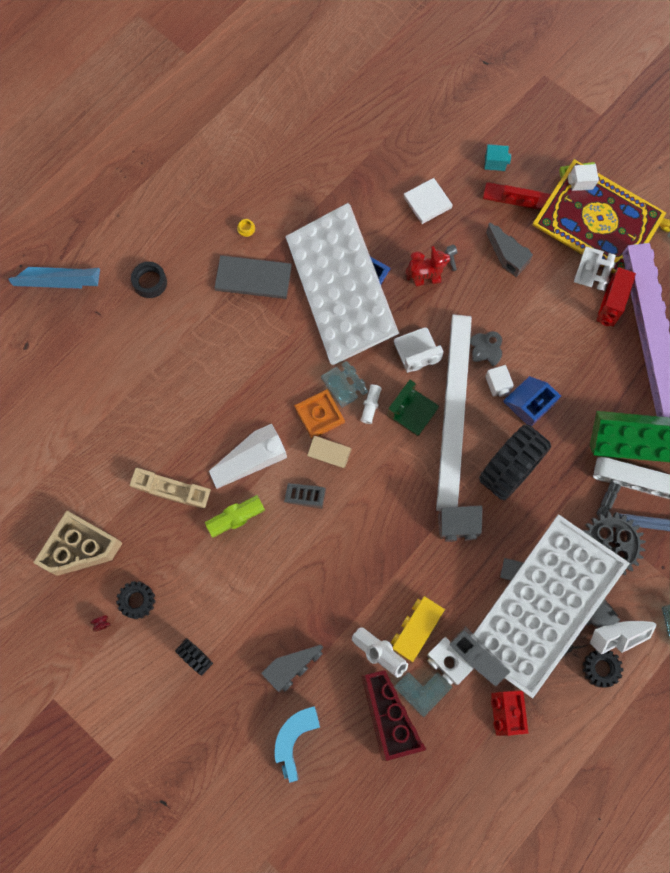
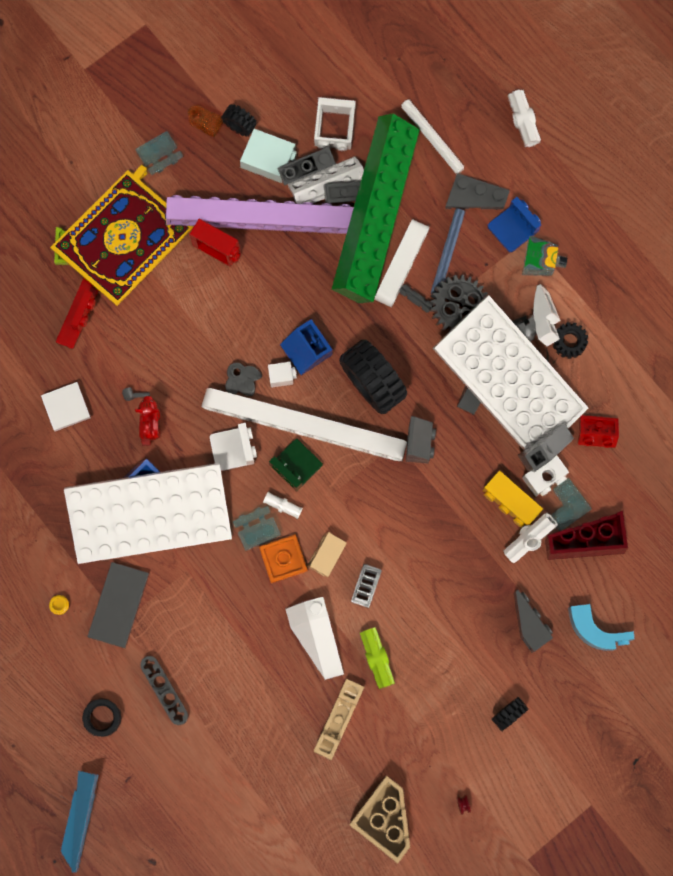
camera: 85 degrees left, 5 degrees up
(127, 591) = (457, 764): black tyre -> none
(178, 326) = (166, 689): none -> dark grey beam
(497, 157) = (29, 325): teal brick -> none
(509, 252) = (143, 335): dark grey slope -> none
(583, 177) = (77, 243): white brick -> none
(589, 265) = (175, 260): white plate -> none

